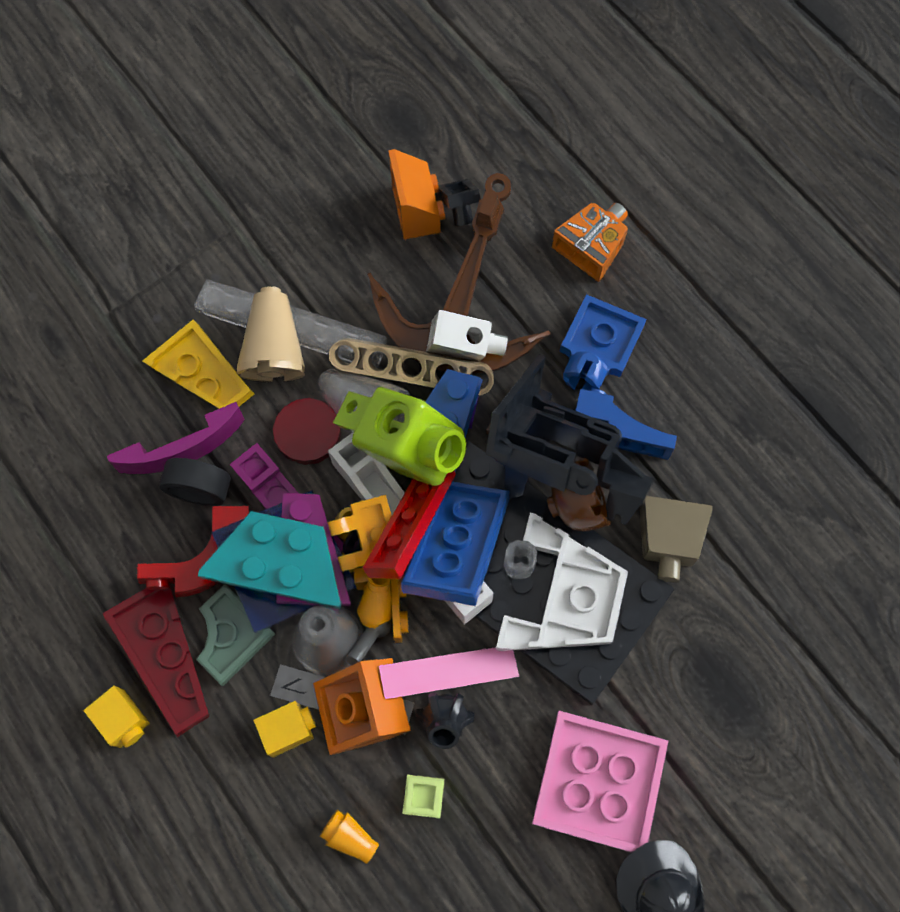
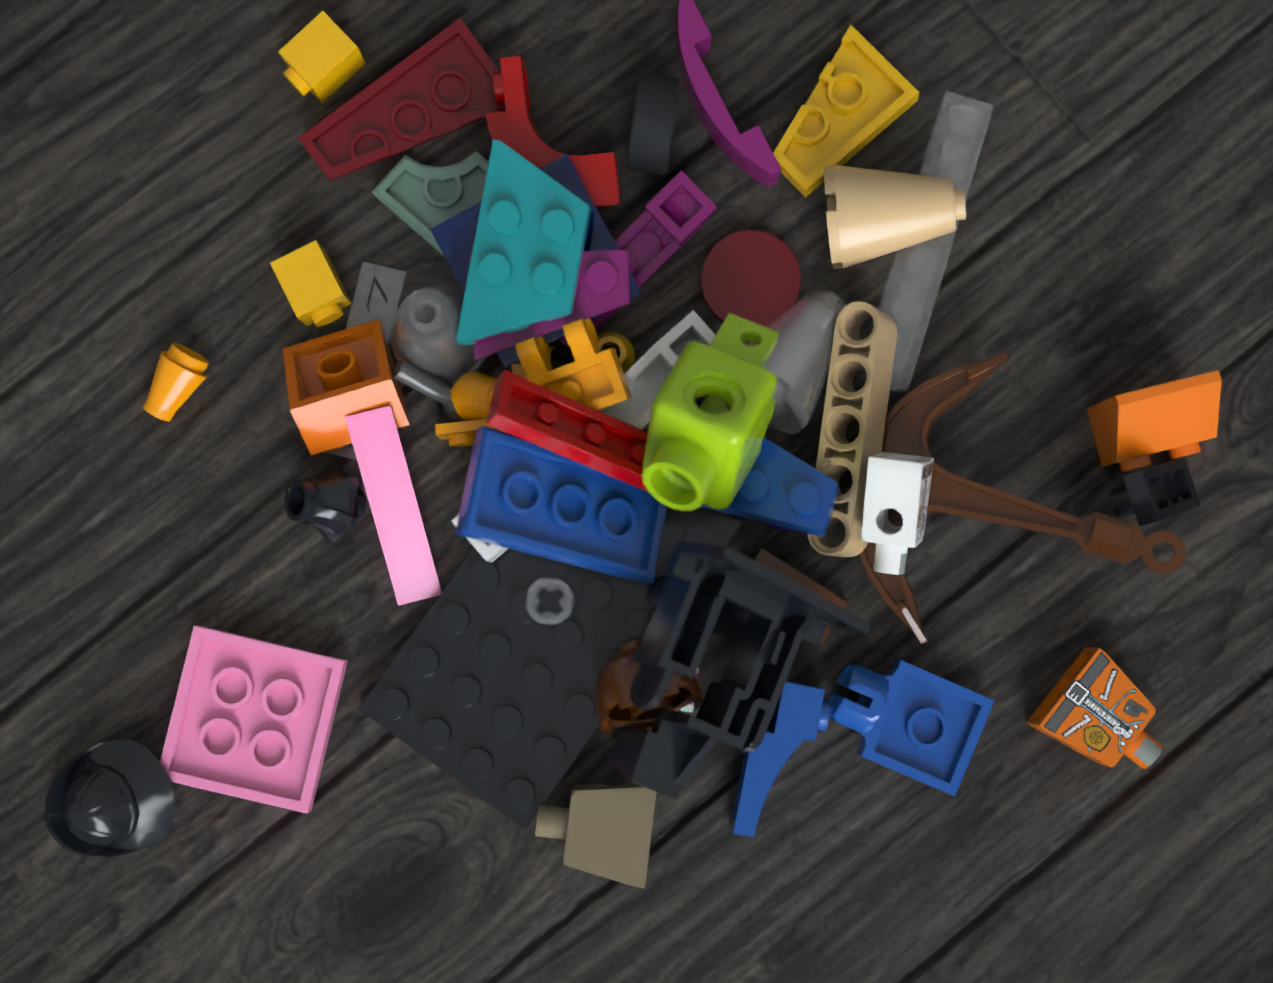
camera: 85 degrees right, 15 degrees up
(423, 796) = (231, 478): yellowish green tile -> none
(581, 598) = (500, 691): white wing -> none

